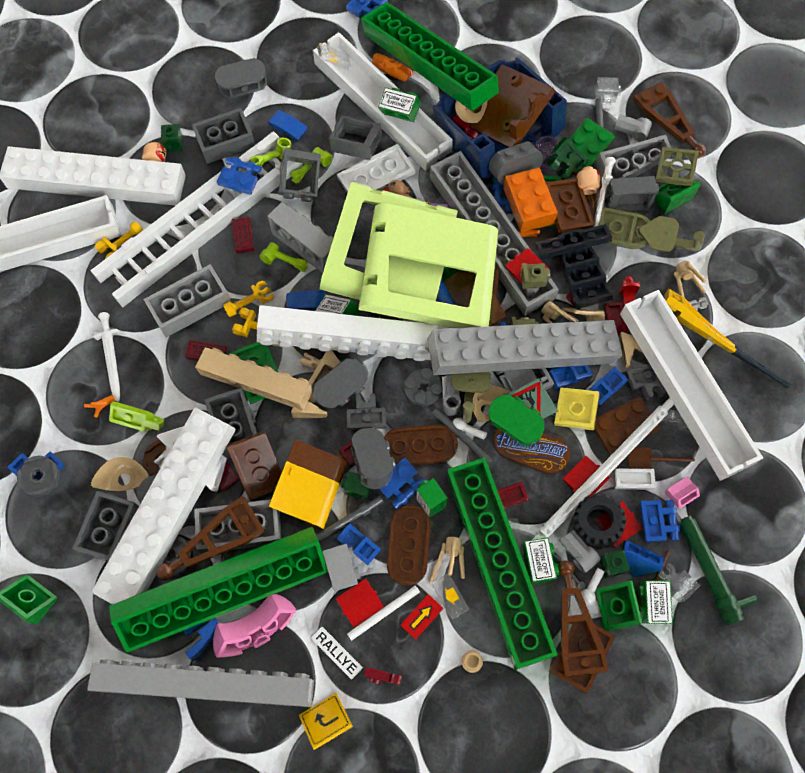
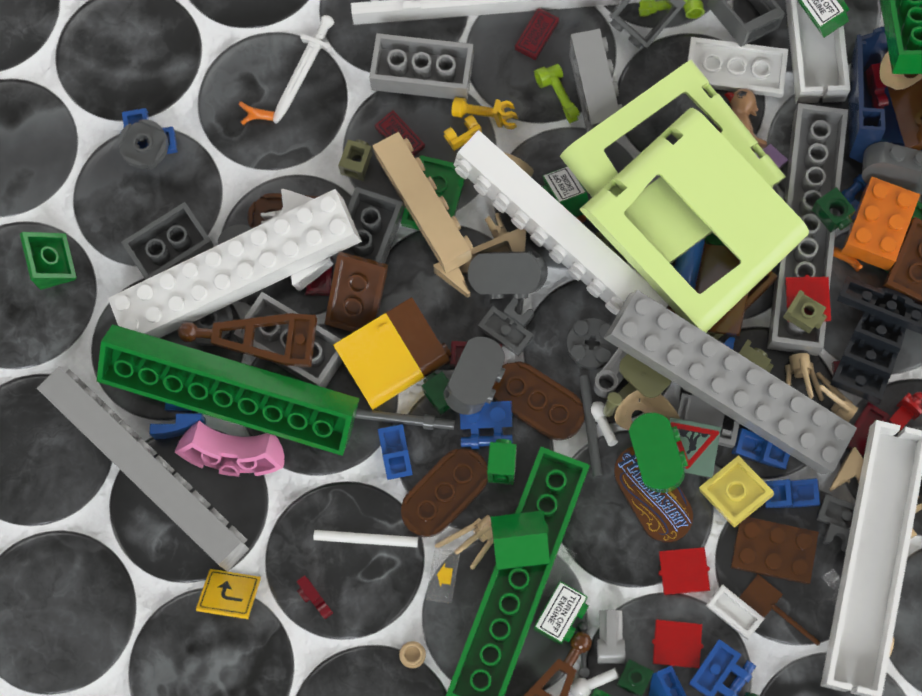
camera: 45 degrees right, 5 degrees up
(108, 474) = (212, 191): tan piece -> none
(134, 417) = (277, 153): lime hinge -> none
(190, 392) = (354, 150): none -> olive brick
(305, 299) = (541, 154): blue slope -> none
(336, 653) = (291, 540): white sticker -> none
(341, 567) = (359, 460): light grey brick -> none
(359, 603) = (351, 510): red piece -> none
(421, 617) = (399, 572): red tile -> none
(483, 534) = (520, 540): none -> green slope
(496, 213) = (836, 200): none -> dark green brick
(513, 495) = (589, 526): dark red tile -> none
(604, 470) = (710, 577): white axle -> none
(607, 506) = (656, 600): black tyre -> none
(683, 492) = (774, 666): bright pink piece -> none

